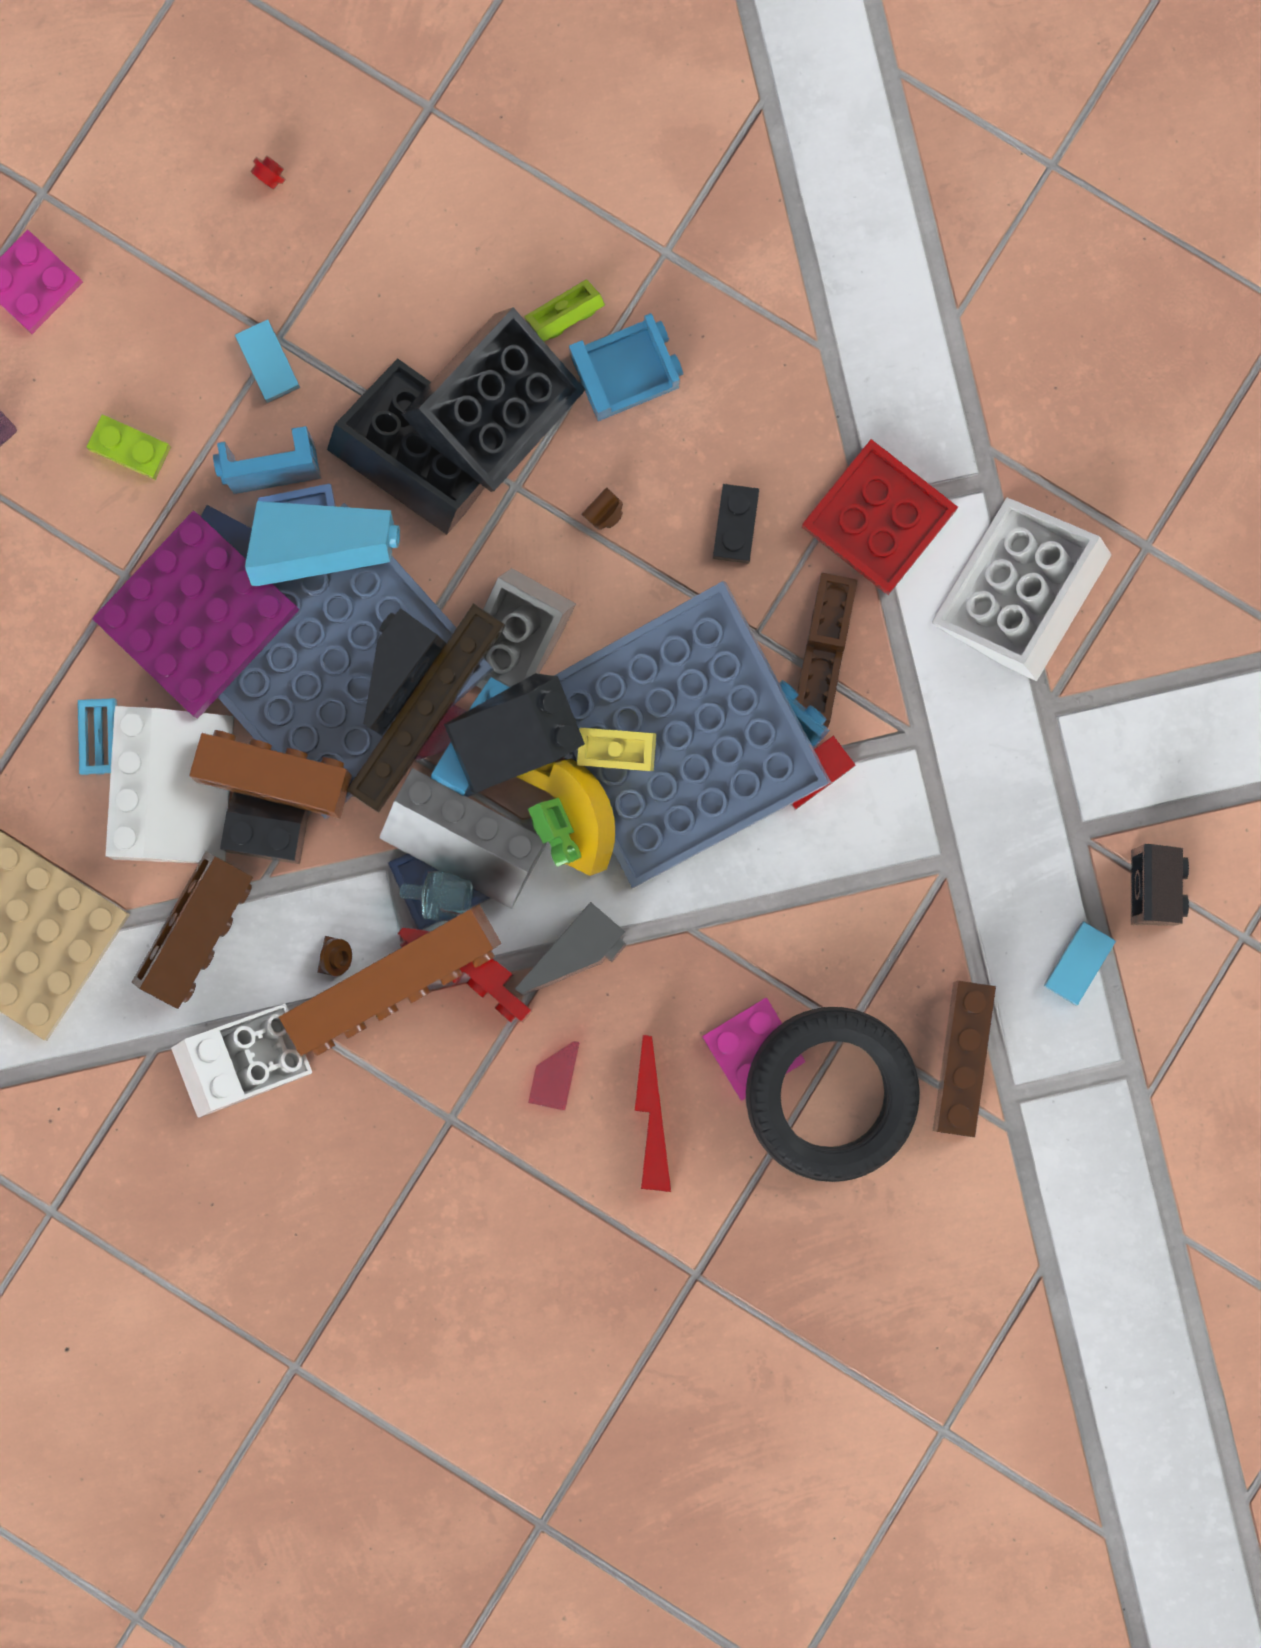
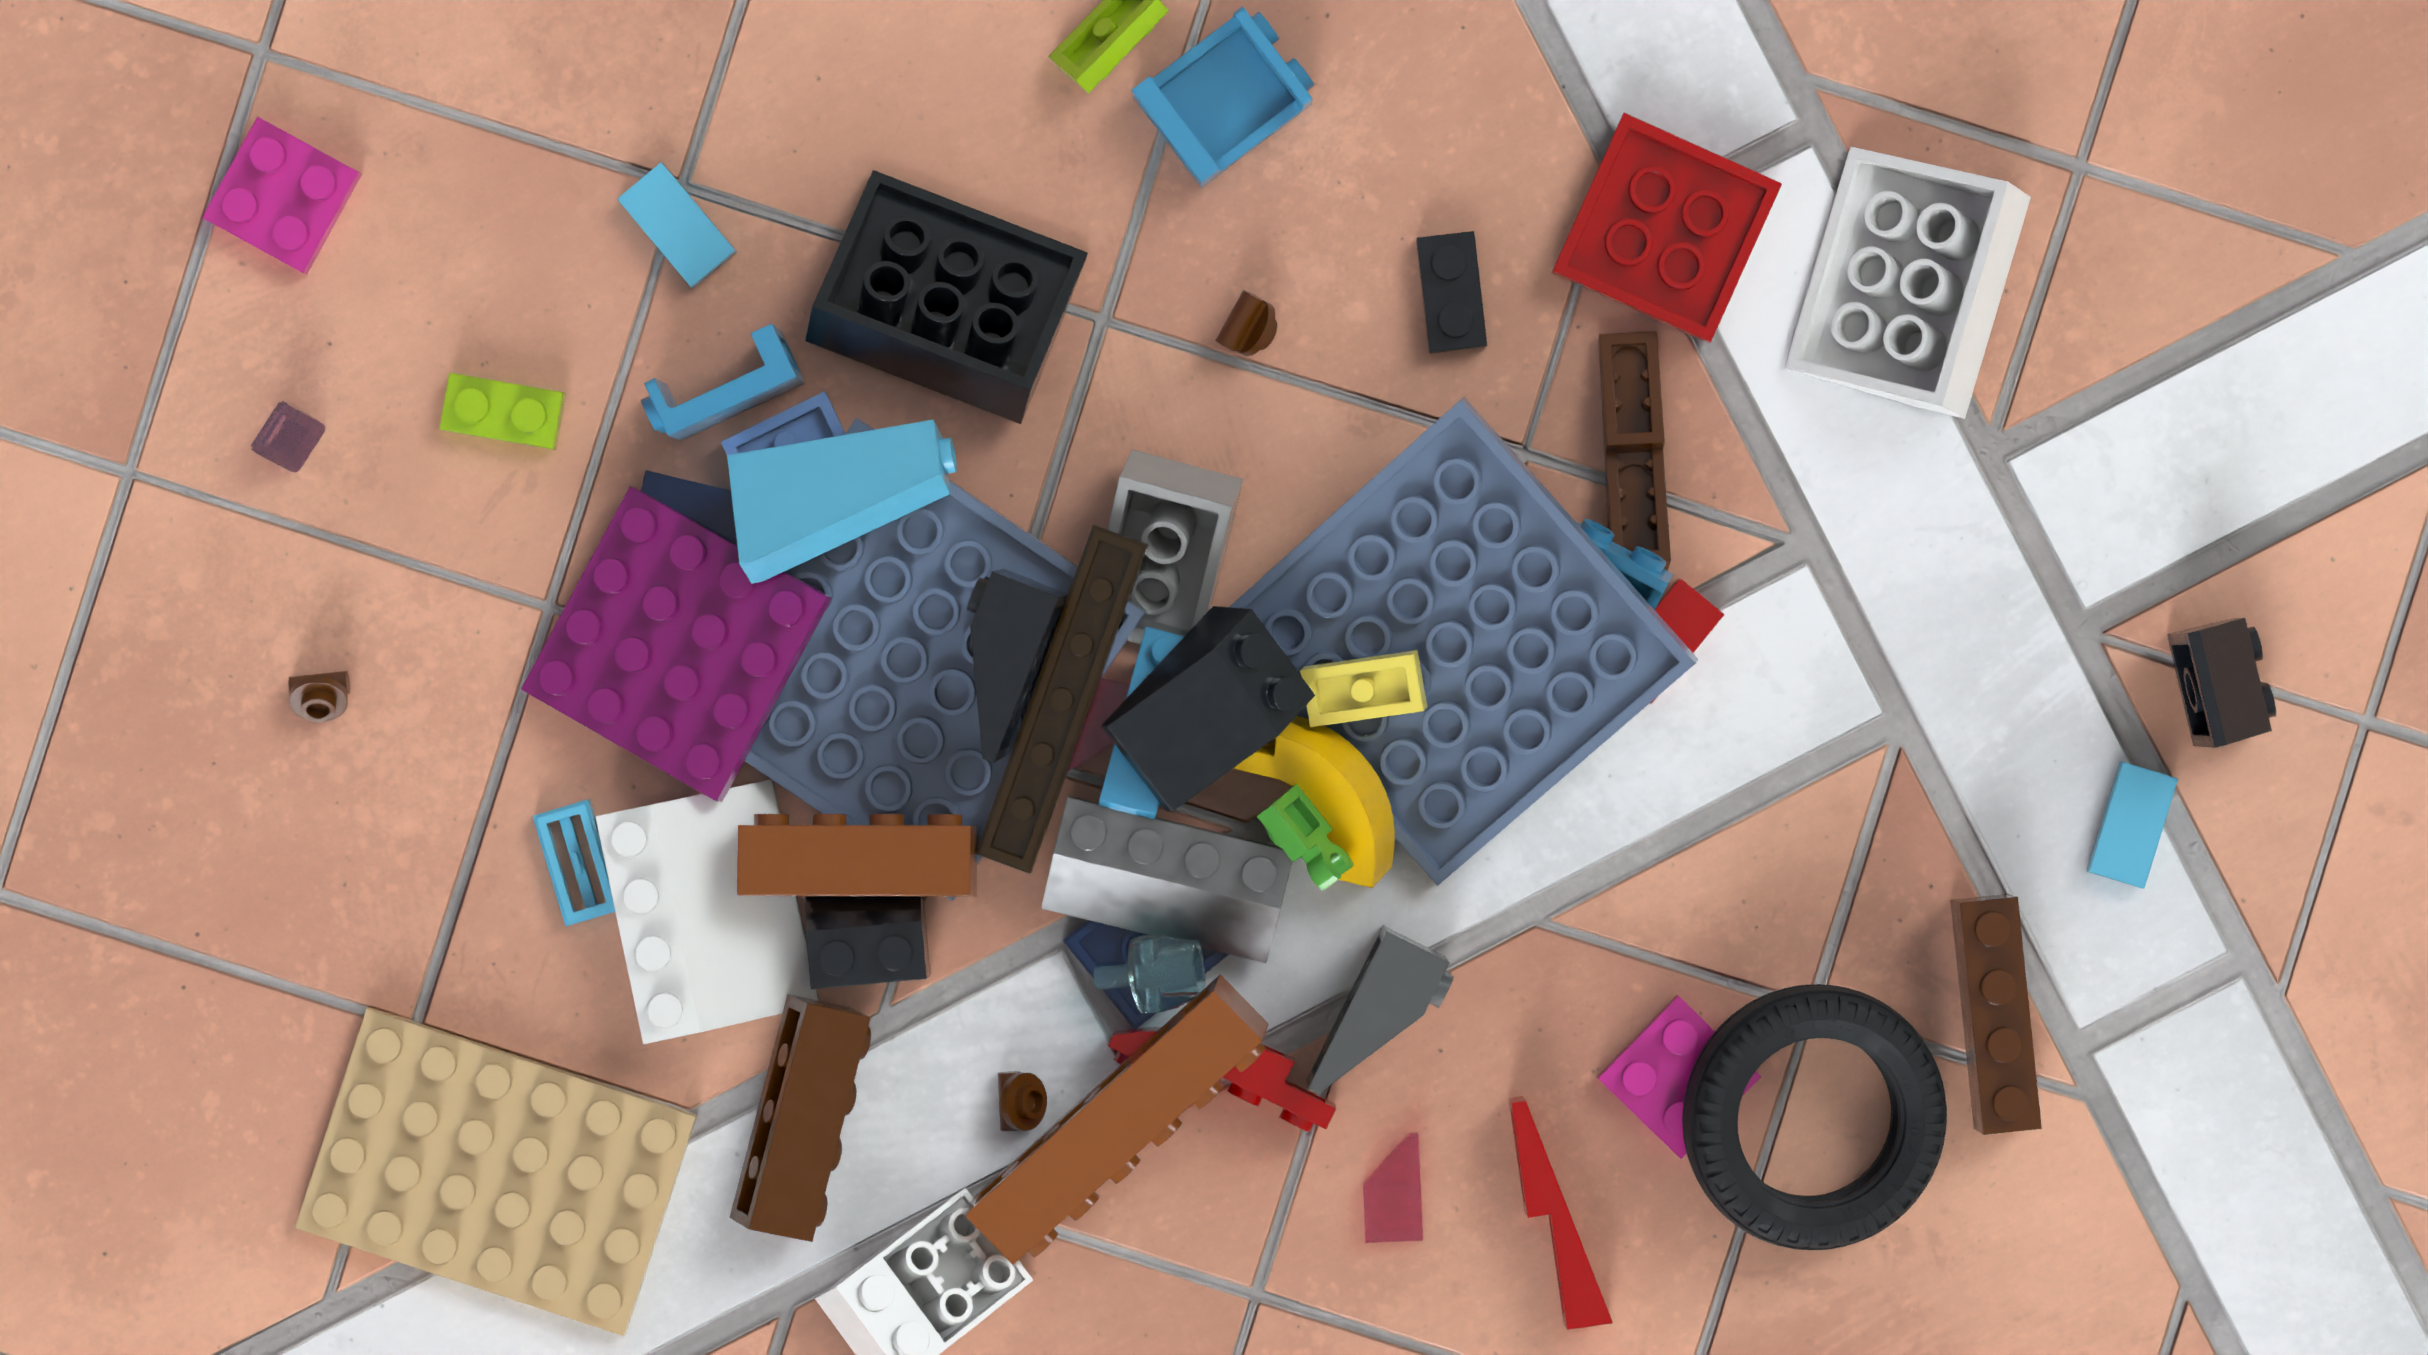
camera: 15 degrees left, 5 degrees up
(494, 399) = (1040, 201): black slope -> none

